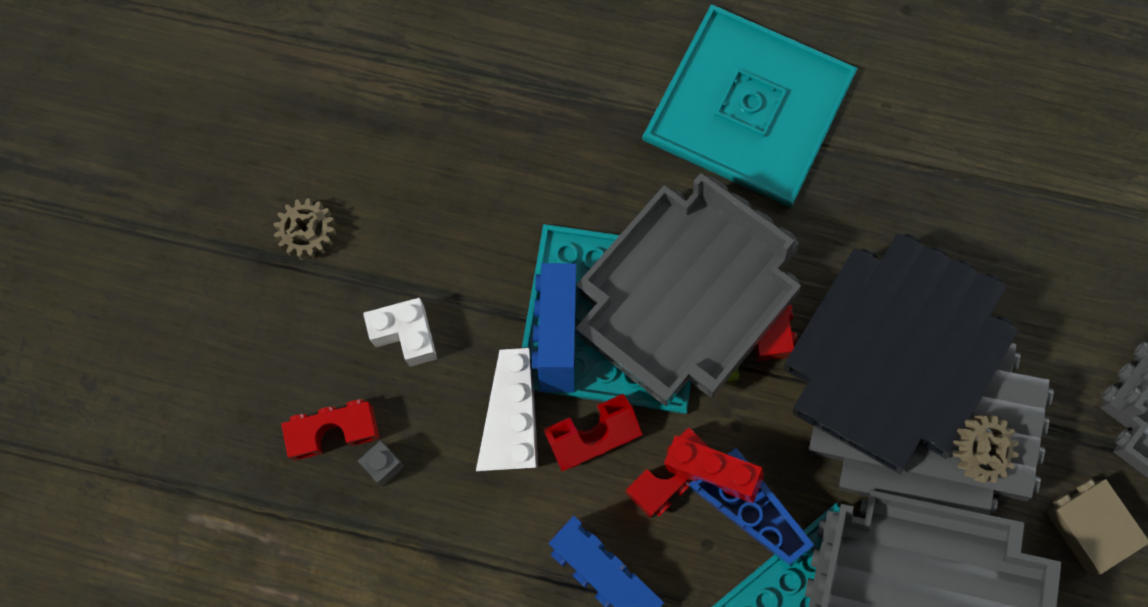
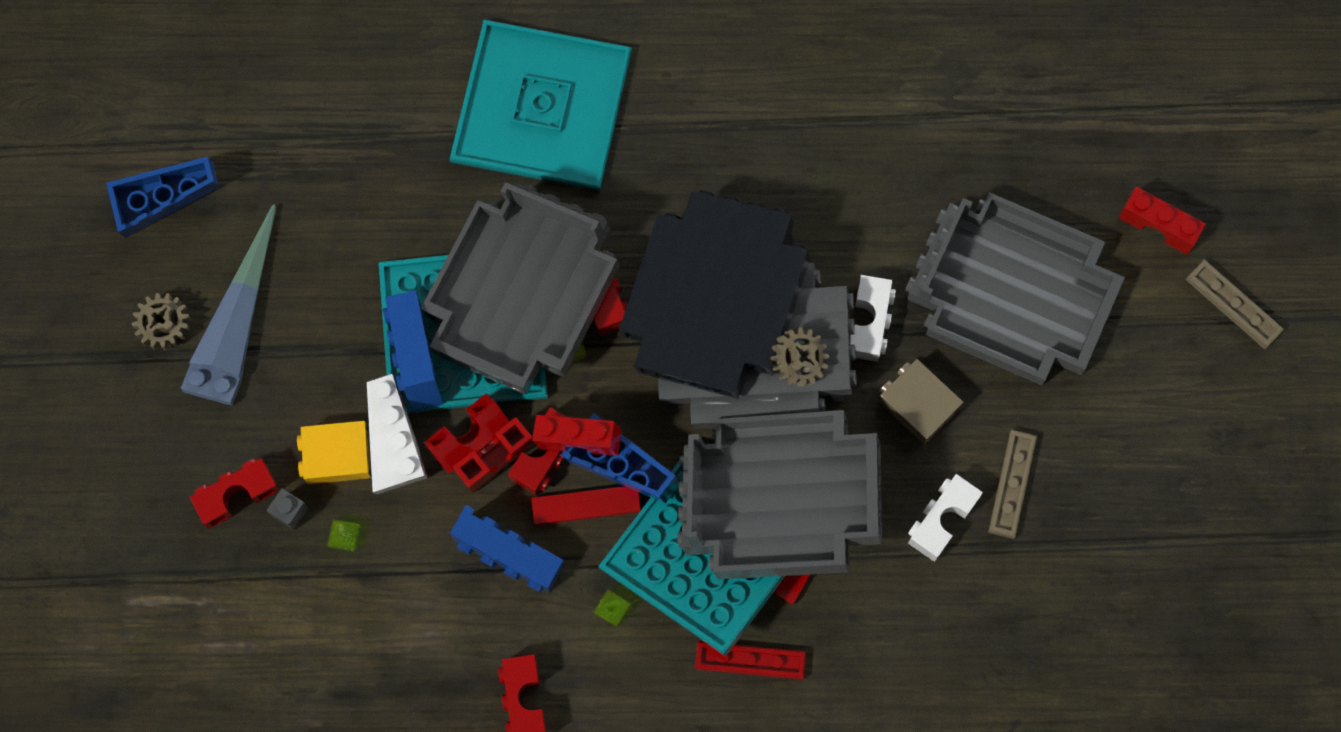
camera: 15 degrees left, 0 degrees up
(337, 97) = (157, 193): none -> blue wedge
(360, 273) = (221, 354): none -> sand blue plate
(406, 324) = (274, 383): white brick -> none
(433, 507) = (343, 535): none -> clear neon green tile
(446, 414) = (334, 452): none -> yellow brick
(616, 464) = (505, 448): none -> red arch
(700, 543) = (585, 505): none -> red tile
(1069, 401) = (873, 295): none -> white arch

